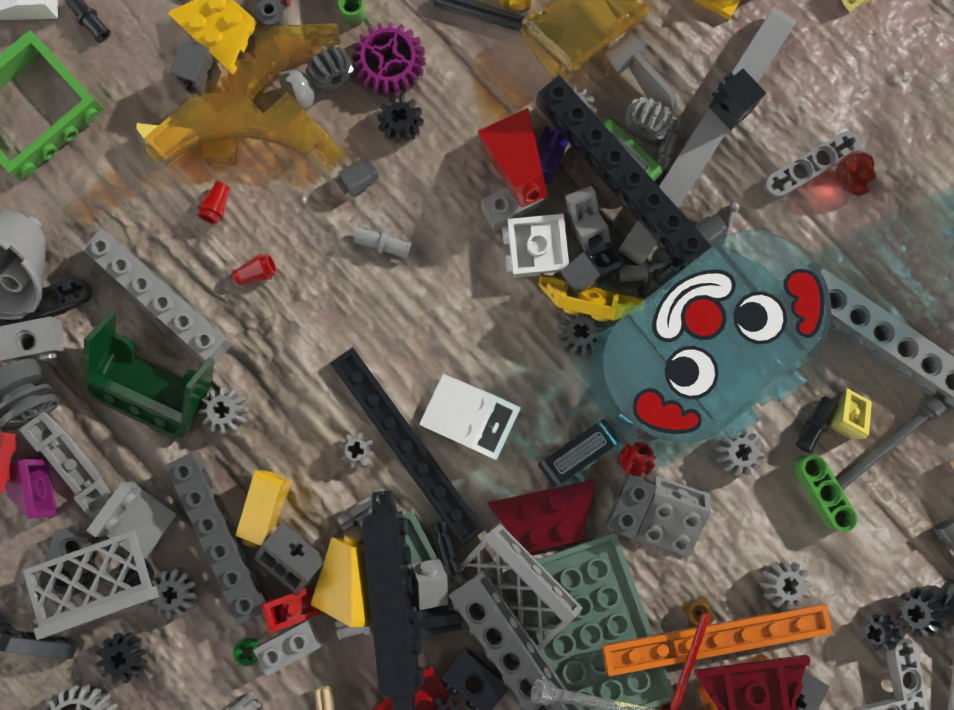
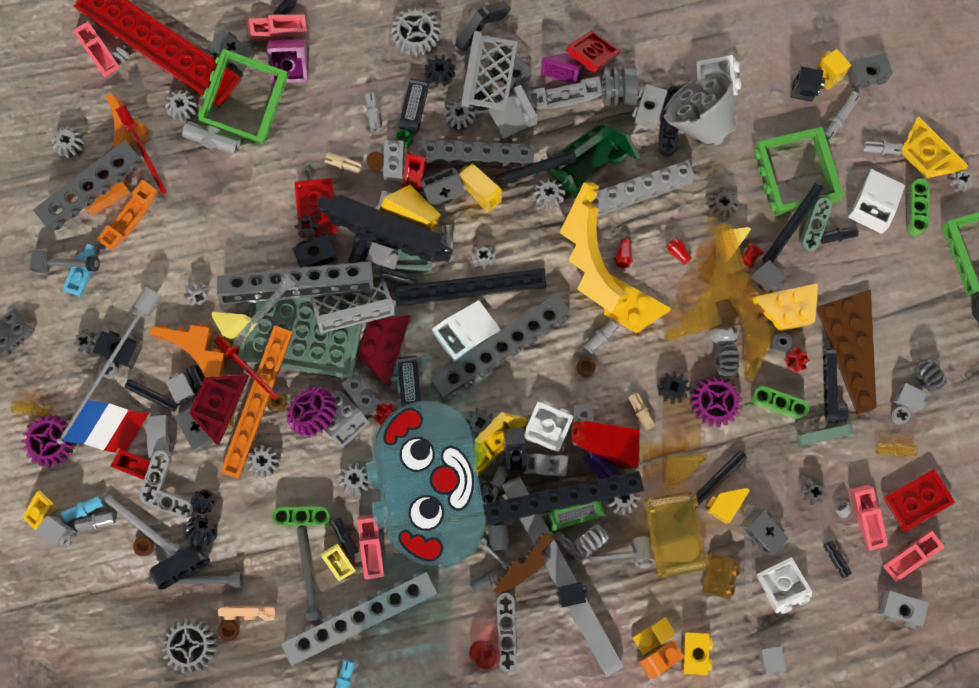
camera: 120 degrees right, 5 degrees down
(65, 42) = (823, 220): none -> sand green beam
(100, 74) = (793, 223): none -> black axle
(110, 182) = (728, 200): none -> dark grey gear
(165, 108) = (751, 255): none -> red bush
(191, 665) = (414, 105): none -> black beam
(199, 447) = (534, 168): none -> black axle
(255, 336) = (581, 229): none -> yellow arch
(300, 673) = (375, 161): none -> reddish brown tile
(321, 228) = (640, 309): none -> yellow wing
(357, 177) = (650, 342): dark grey brick -> none
(380, 308) = (553, 305): none -> dark grey brick
(431, 242) = (586, 367): none -> reddish brown tile
(451, 143) = (641, 411): none -> tan axle
(496, 57) = (679, 467): none -> clear yellow slope
(709, 560) = (311, 411): none -> magenta gear
(729, 175) = (524, 569): none -> reddish brown slope
(770, 223) = (482, 582): none -> dark grey pin
(820, 378) = (370, 547): none -> coral slope

